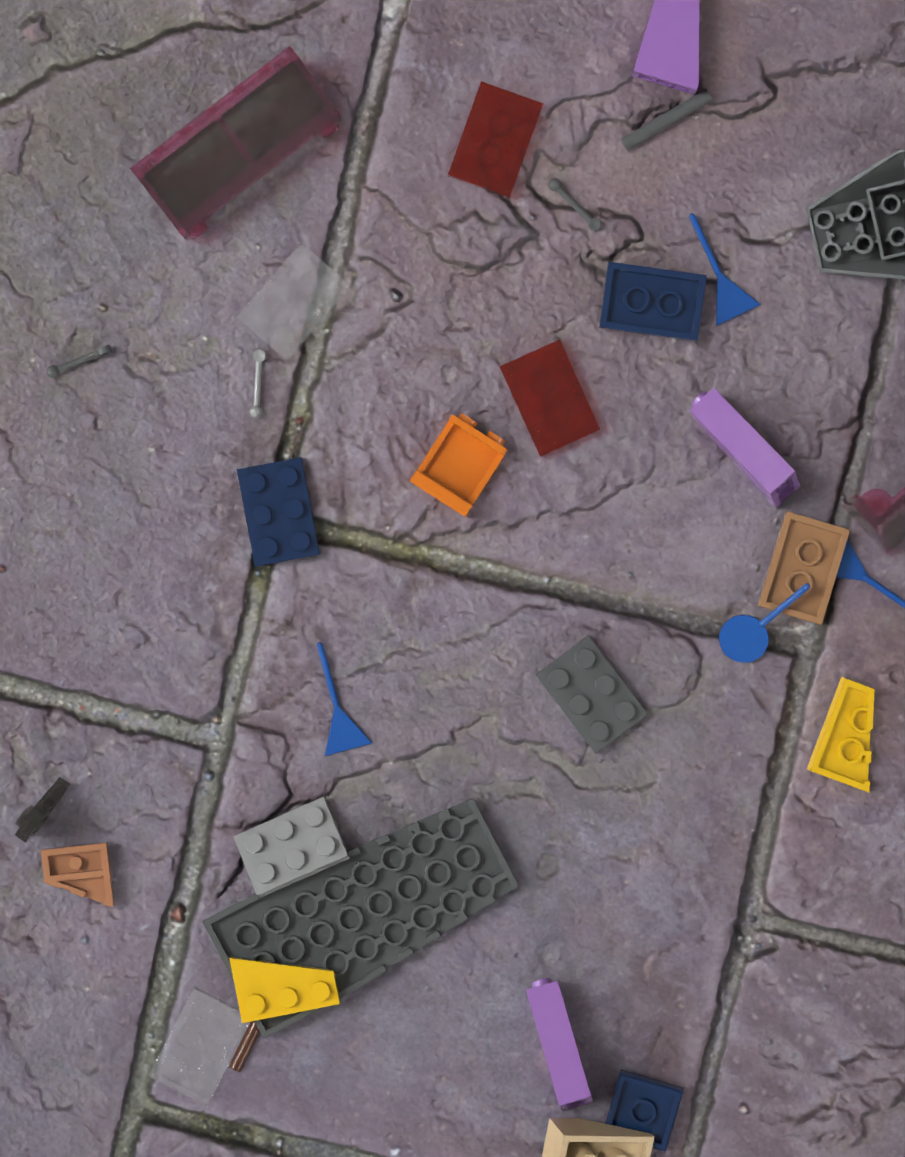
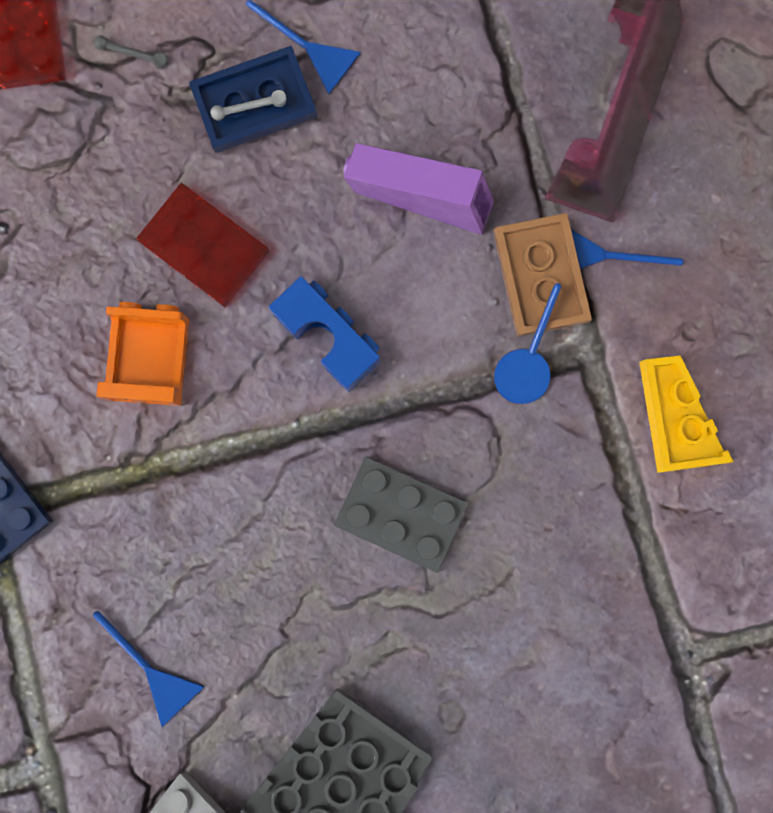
camera: 30 degrees left, 5 degrees down
(605, 495) = (305, 308): none -> blue arch
(672, 315) = (278, 99): none -> light grey hinge

